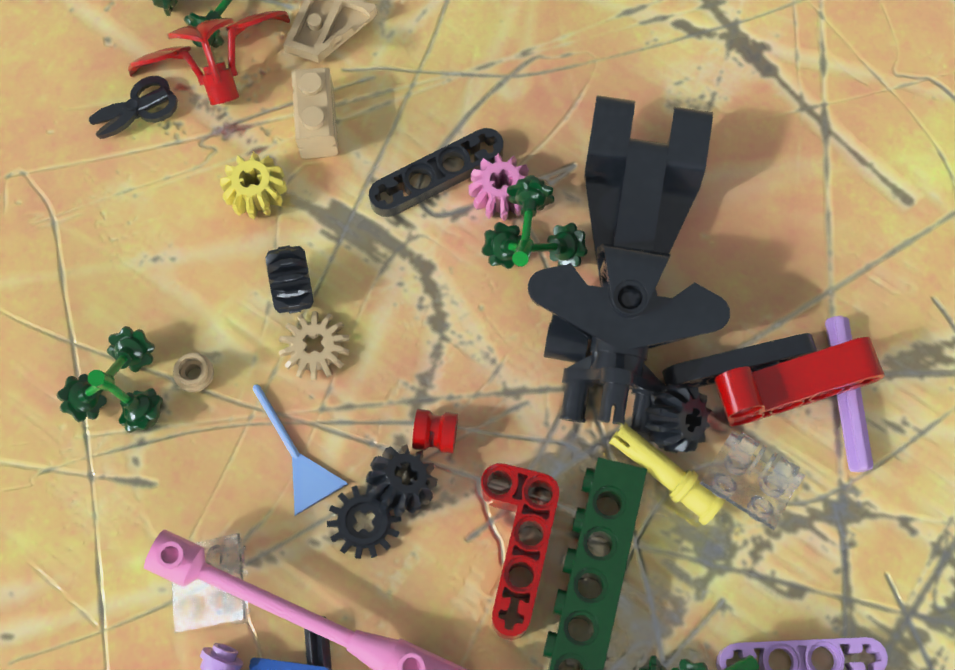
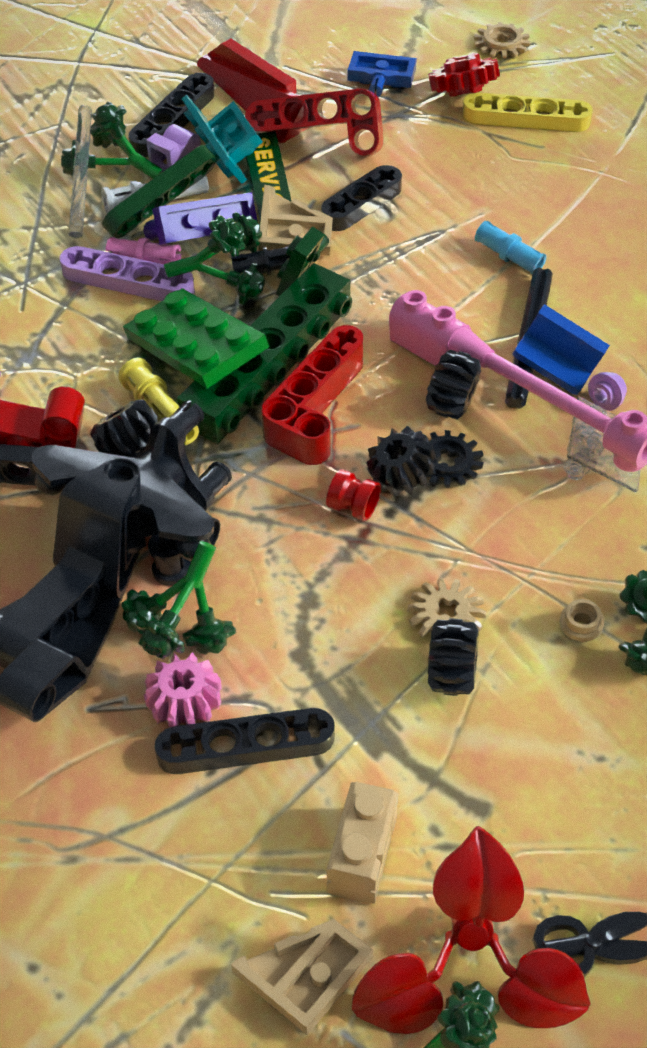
camera: 160 degrees left, 20 degrees down
(253, 185) = (464, 783): light yellow gear -> none
(310, 480) = (489, 507): light blue piece -> none
(379, 596) = (453, 384): none -> black gear
(671, 564) = (195, 337): none -> green plate
(752, 482) = (95, 370): clear hinge -> none

